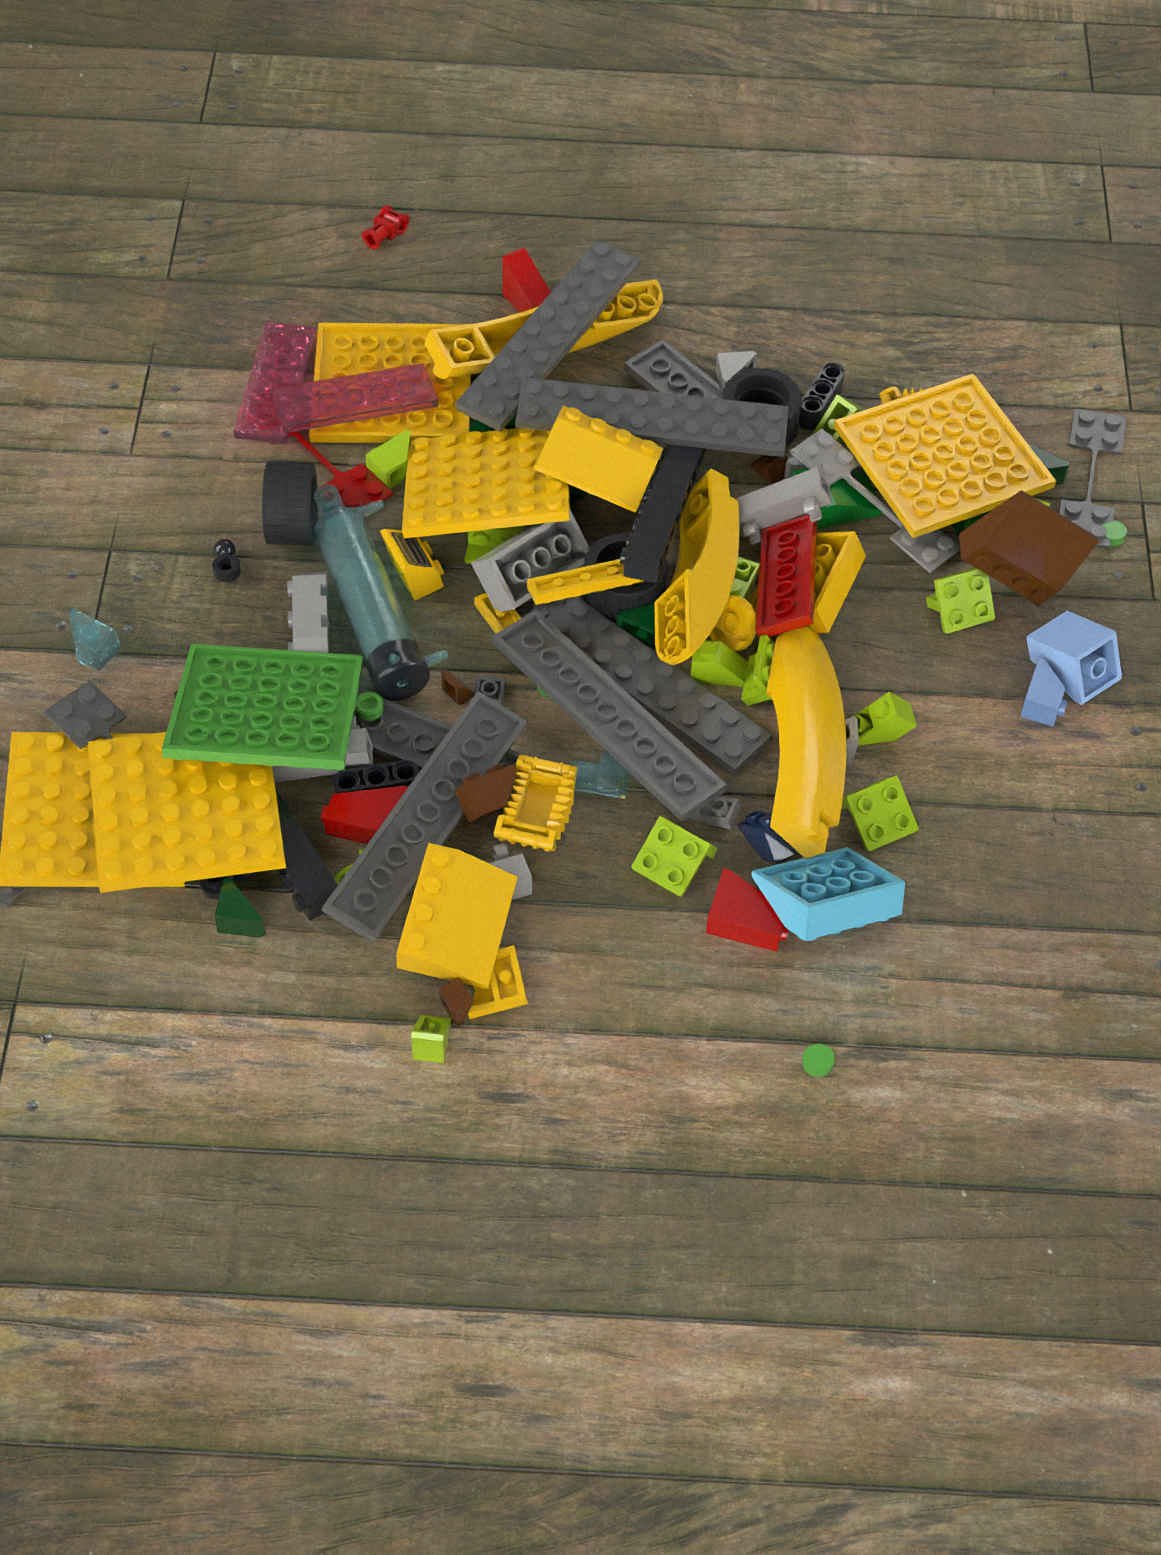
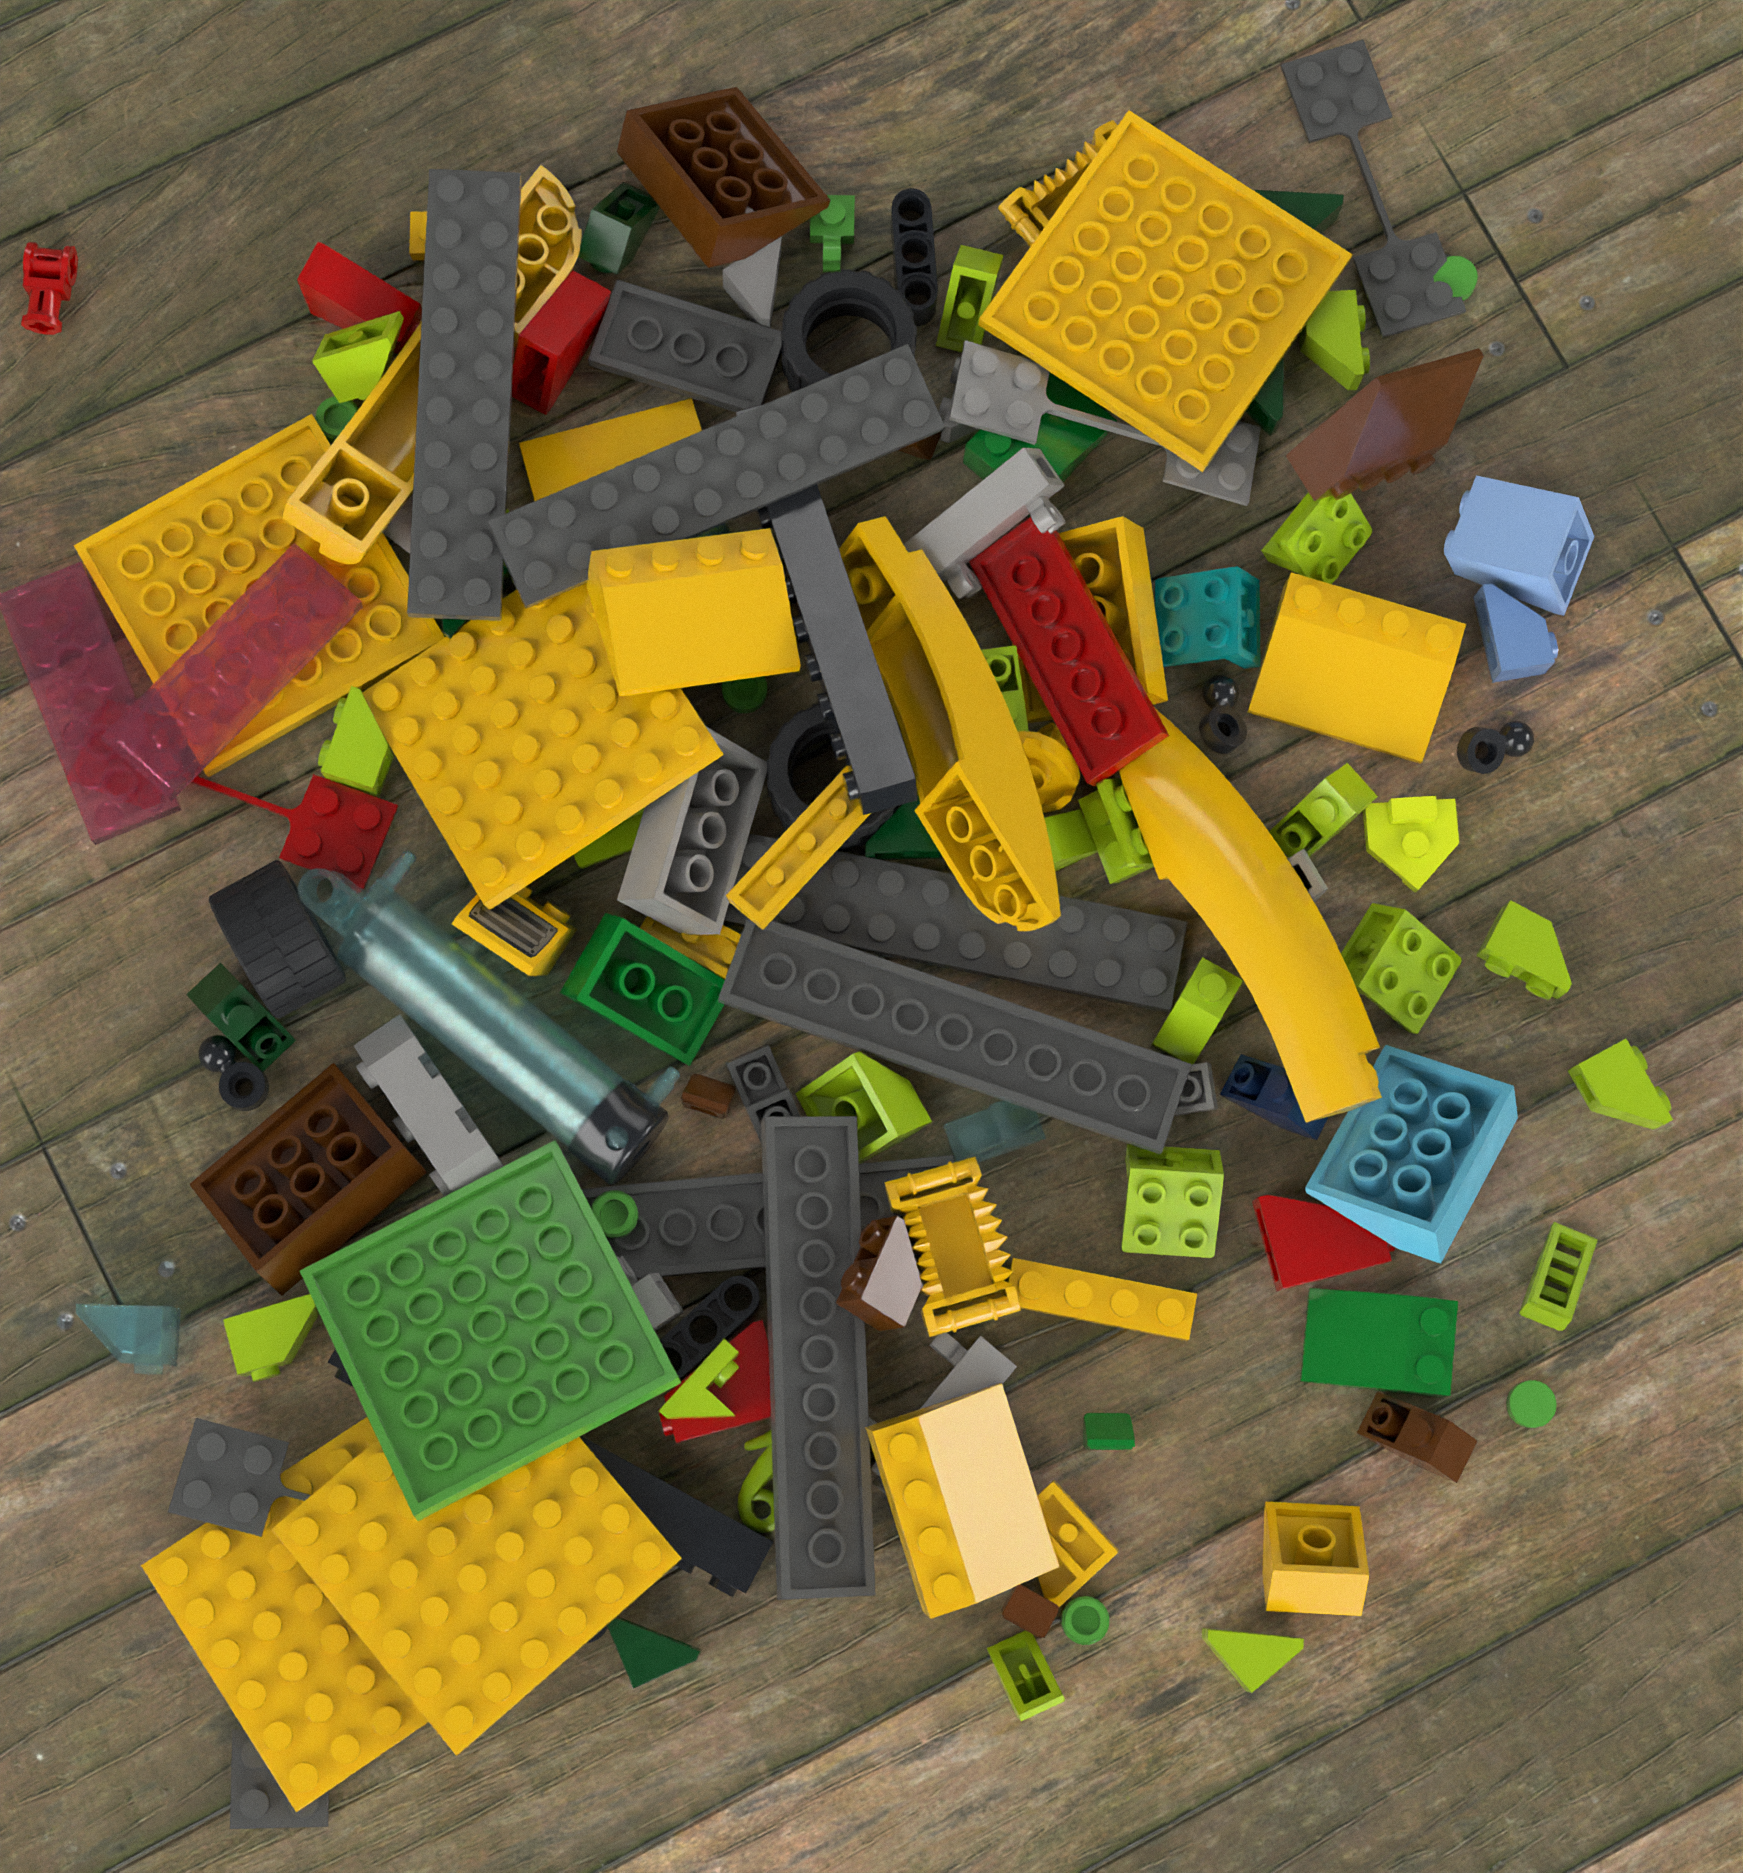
camera: 35 degrees left, 25 degrees up
(154, 674) = (269, 1336): none -> lime slope
(228, 618) = (307, 1179): none -> reddish brown slope
(248, 539) = (240, 1017): none -> dark green slope
(349, 792) = (693, 1398): none -> lime slope
(459, 622) = (646, 988): none -> green slope
(485, 1030) = (1085, 1620): none -> bright green tile
(510, 304) = (358, 356): none -> lime slope
(545, 728) = (879, 1097): none -> lime slope
(560, 947) = (1108, 1431): none -> green slope
(569, 1092) = (1252, 1656): none -> lime slope
(603, 527) = (745, 694): none -> bright green tile
(603, 883) = (1103, 1299): none -> yellow plate
(611, 346) = (557, 341): none -> red slope
(635, 1065) = (1314, 1559): none -> yellow slope
(677, 321) = (617, 228): none -> dark green slope
(739, 1036) = (1418, 1436): none -> reddish brown slope
(742, 317) = (719, 173): none -> reddish brown slope
(750, 981) = (1379, 1342): none -> green slope
(751, 773) = (1197, 1011): none -> lime slope
(791, 365) = (833, 228): none -> bright green plate
(852, 657) = (1222, 726): none -> black plate
(864, 1020) = (1544, 1311): none -> lime slope
(880, 606) = (1209, 617): none -> teal bracket
(927, 757) = (1411, 835): none -> neon yellow plate
(945, 667) = (1356, 667): none -> yellow slope
(956, 836) = (1527, 948): none -> lime slope
(971, 928) = (1619, 1087): none -> lime slope
(1015, 744) = (1513, 740): none -> black plate

